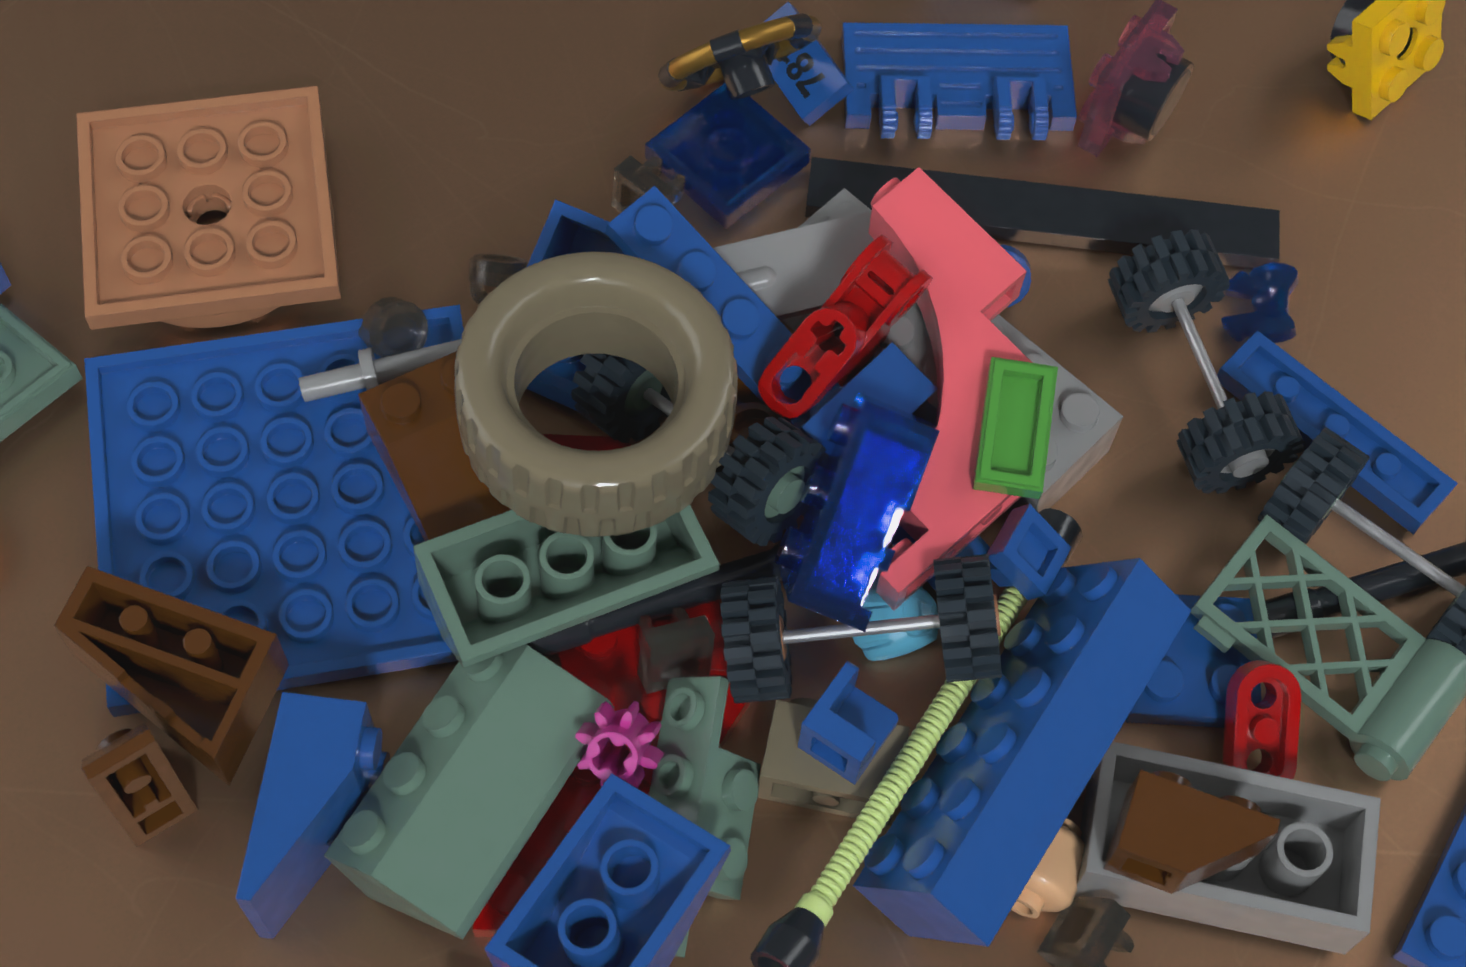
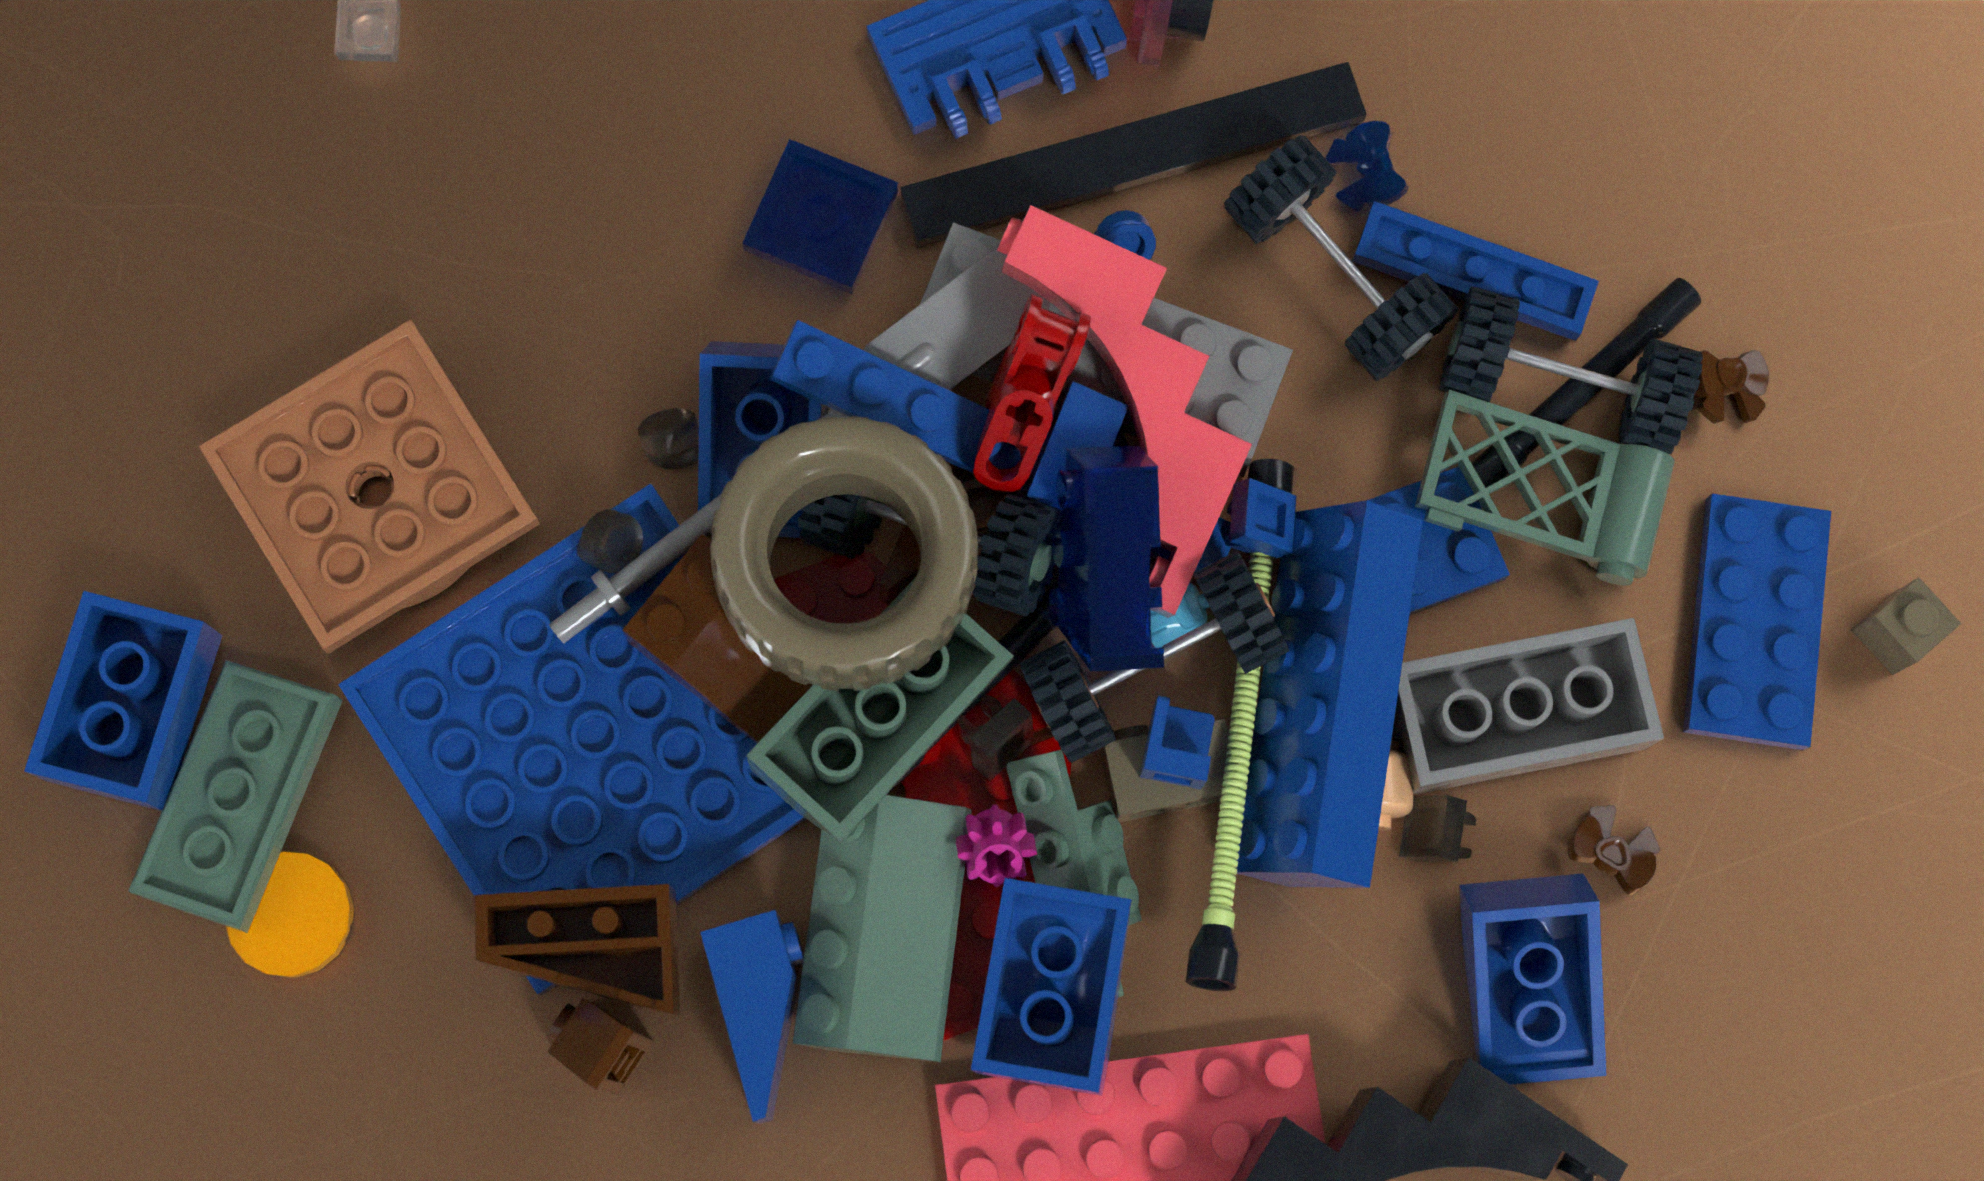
camera: 25 degrees left, 15 degrees up
(634, 180) = (764, 297): clear smoke tile -> none
(741, 57) = (798, 122): piece -> none
(809, 76) = (844, 89): blue tile -> none
(1015, 428) = (1216, 425): bright green tile -> none
(1183, 835) = (1487, 730): reddish brown slope -> none
(1265, 725) = (1511, 583): red plate -> none

